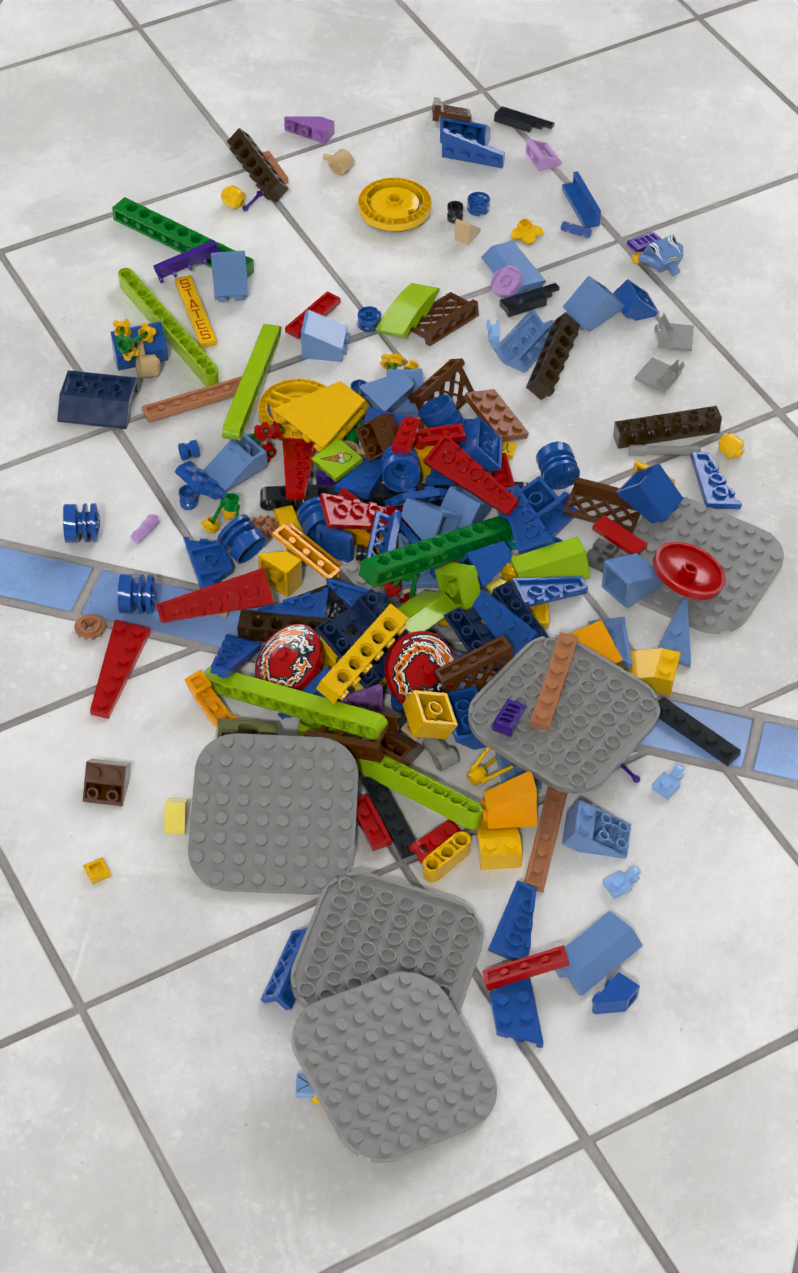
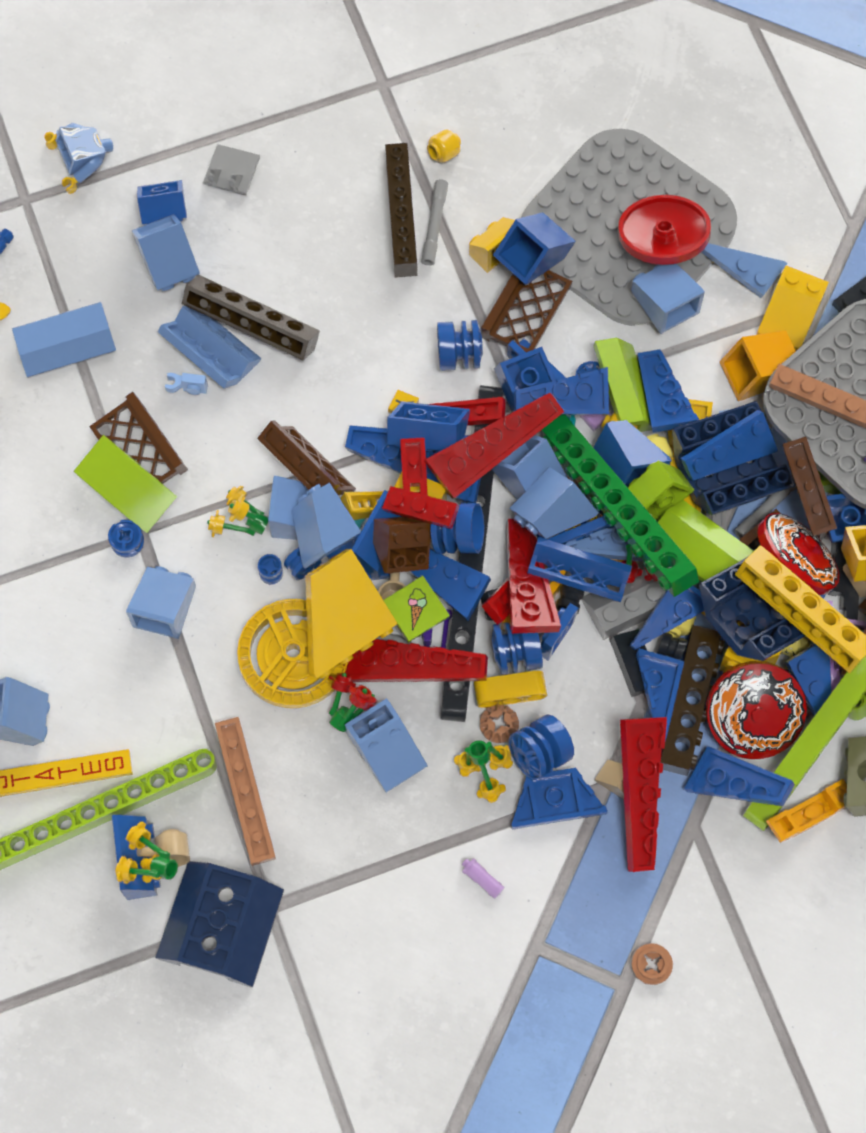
camera: 80 degrees left, 20 degrees up
(80, 523) = (477, 956): blue wheel -> none
(119, 661) = (703, 925): red wing -> none
(135, 593) = (617, 899): blue wheel -> none
(188, 498) = (436, 809): blue wheel -> none
(189, 450) = (346, 806): blue wheel -> none
(199, 481) = (413, 796): blue wing -> none
(251, 382) = (241, 704): lime beam -> none
(282, 571) = (602, 702): yellow slope -> none
(308, 551) = (575, 665): light orange slope -> none
(322, 306) = (102, 612): red plate -> none
(429, 494) = (505, 514): blue wing -> none
(440, 412) = (348, 468): blue wheel -> none
(496, 414) = (344, 405): dark orange plate -> none
(506, 281) = (91, 350): lavender tile -> none
(528, 300) = (126, 332): black piece -> none
(599, 553) = (605, 323): dark grey piece -> none
(617, 630) = (729, 331): medium blue wing -> none
(619, 536) = (586, 297): red tile -> none
(640, 243) = (50, 166): dark purple slope -> none
(659, 374) = (299, 201): light grey plate -> none
(712, 483) = (507, 180): wing -> none

